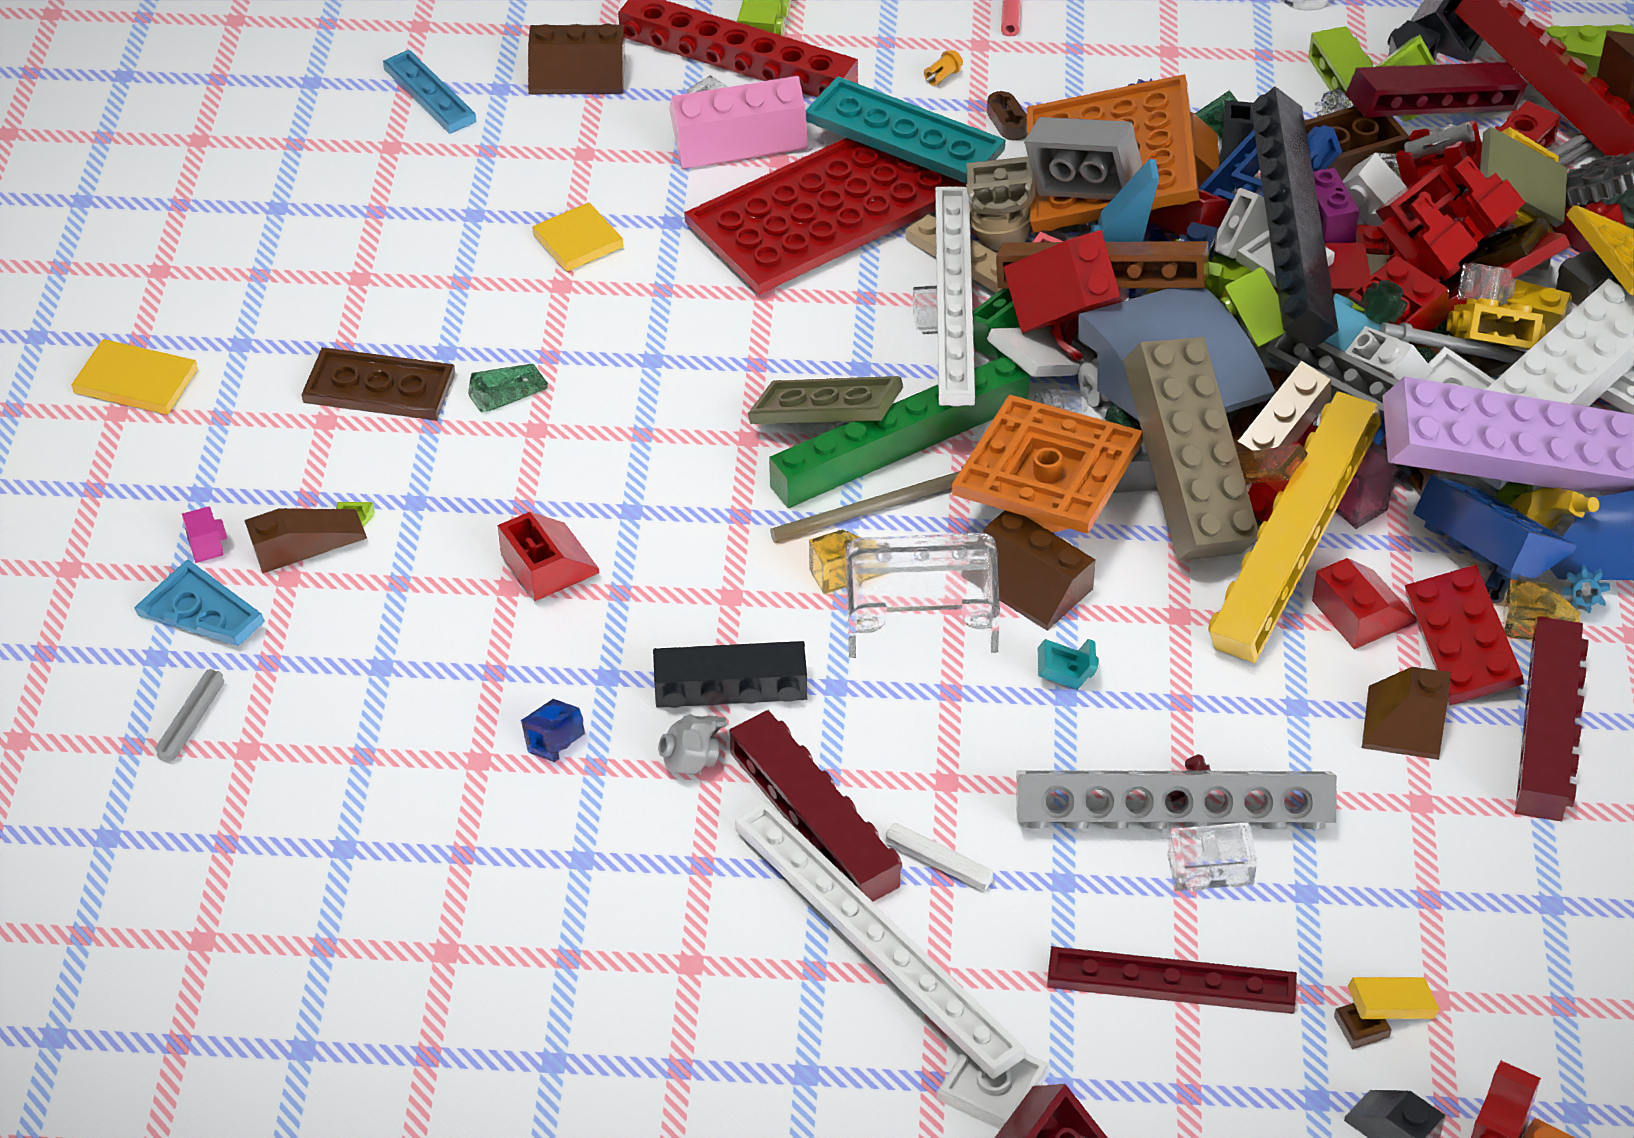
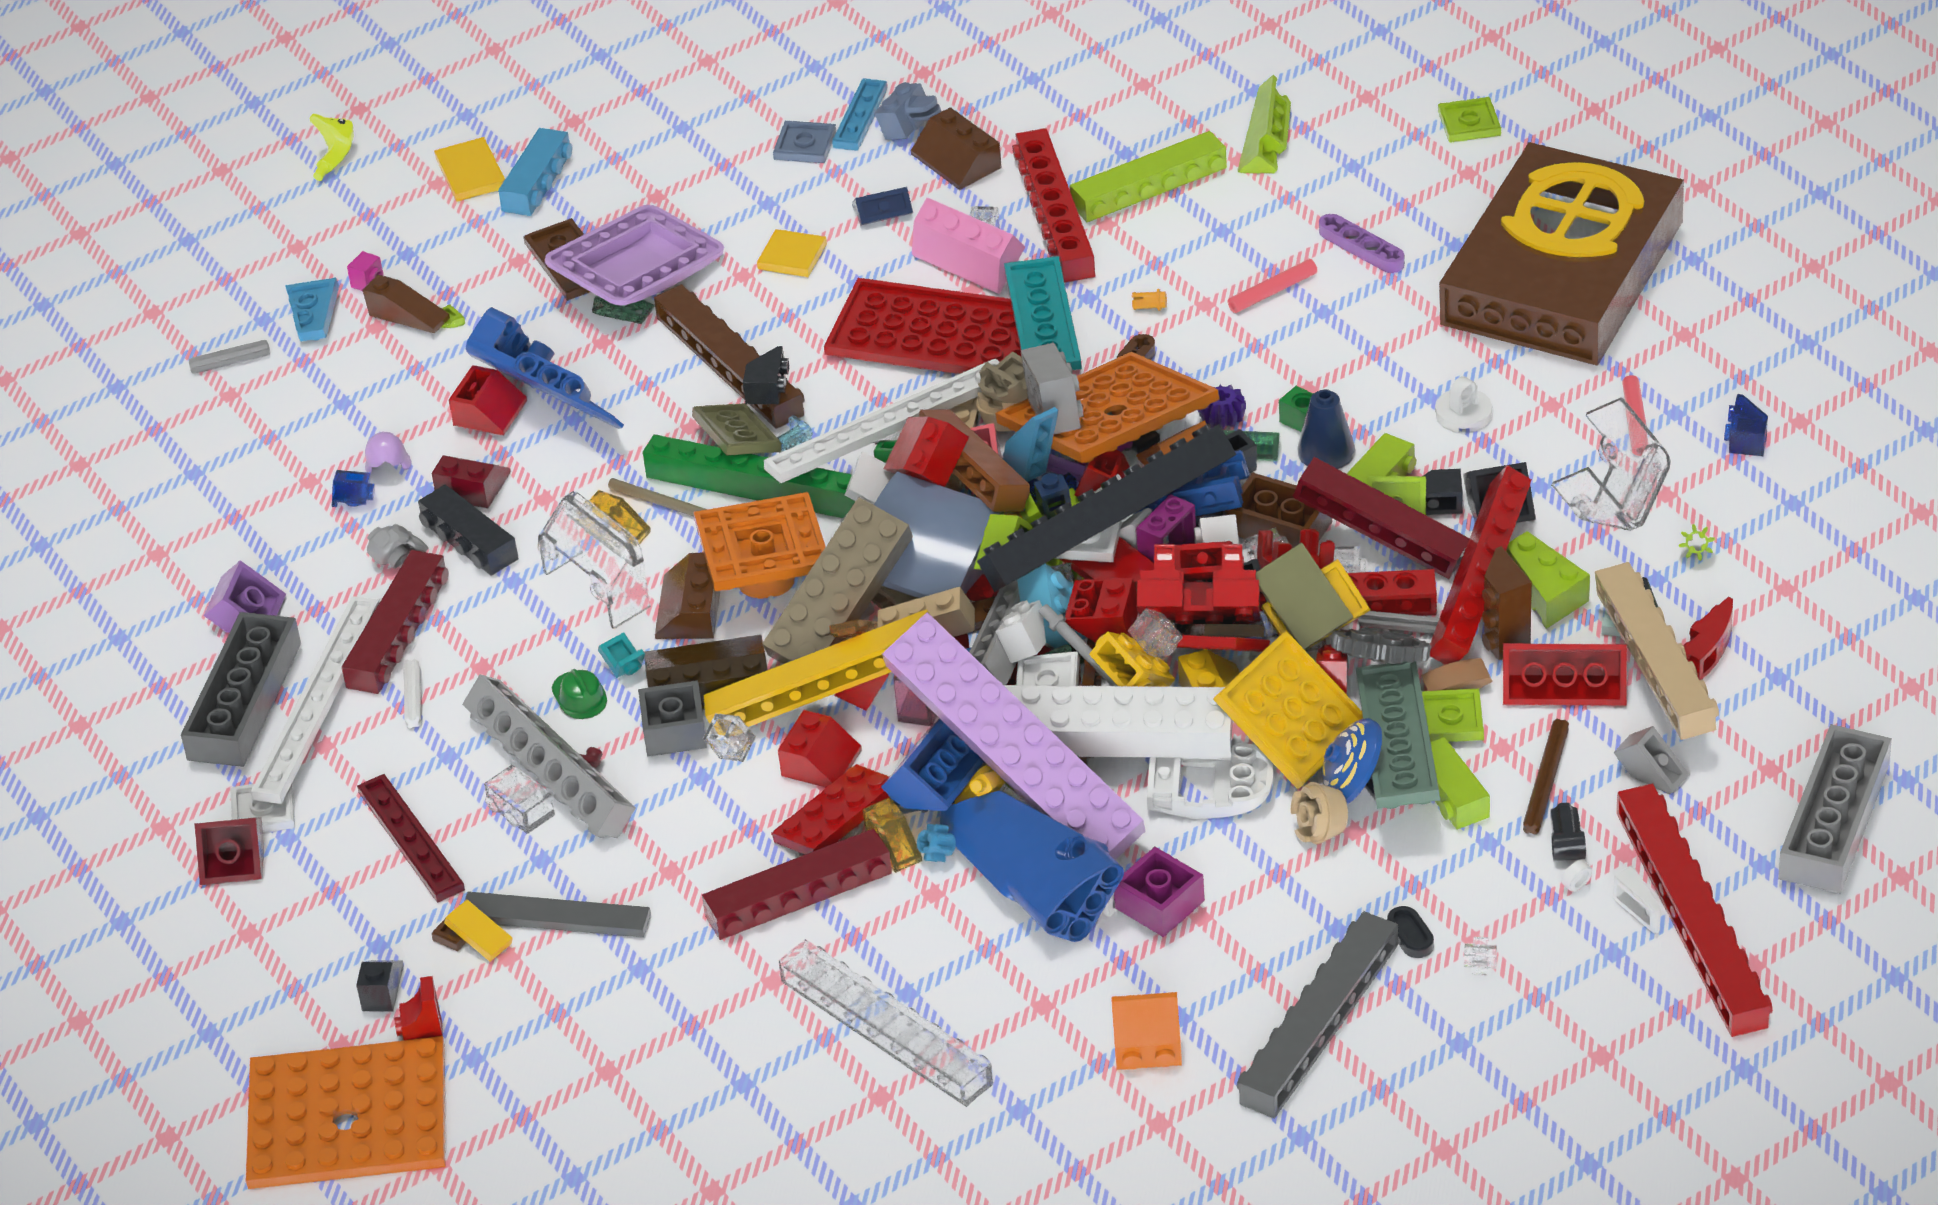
camera: 55 degrees right, 5 degrees down
(216, 332) = (535, 171): none -> dark azure brick
(419, 144) = (804, 141): none -> sand blue tile
(465, 329) = (635, 255): none -> lavender wedge
(487, 53) = (905, 111): none -> sand blue brick
(506, 486) = (504, 346): none -> blue panel
(529, 672) = (385, 448): none -> lavender hair
(591, 144) = (883, 206): none -> dark blue panel
(636, 916) = (242, 591): none -> medium lavender slope
(648, 625) = (470, 479): none -> dark red slope
(685, 352) = (720, 349): none -> reddish brown brick
(793, 337) = (765, 377): none -> black slope
(798, 991) = (241, 689): none -> dark grey brick
(867, 364) = (798, 433): none -> clear light blue bracket
(1075, 726) = (579, 694): none -> green piece
(1155, 615) = (709, 663): none -> dark brown slope
(1209, 64) = (1294, 407): none -> green brick
(1216, 673) = (672, 718): none -> dark grey brick
(1268, 60) = (1326, 431): none -> dark blue cone
(1290, 647) = (729, 737): none -> clear brick
(1384, 302) = (1061, 591): clear green gear -> none
(1407, 713) = (736, 826): reddish brown slope -> none
(1414, 923) = (562, 914): none -> dark grey tile
(1420, 149) = (1301, 536): light grey pin -> none

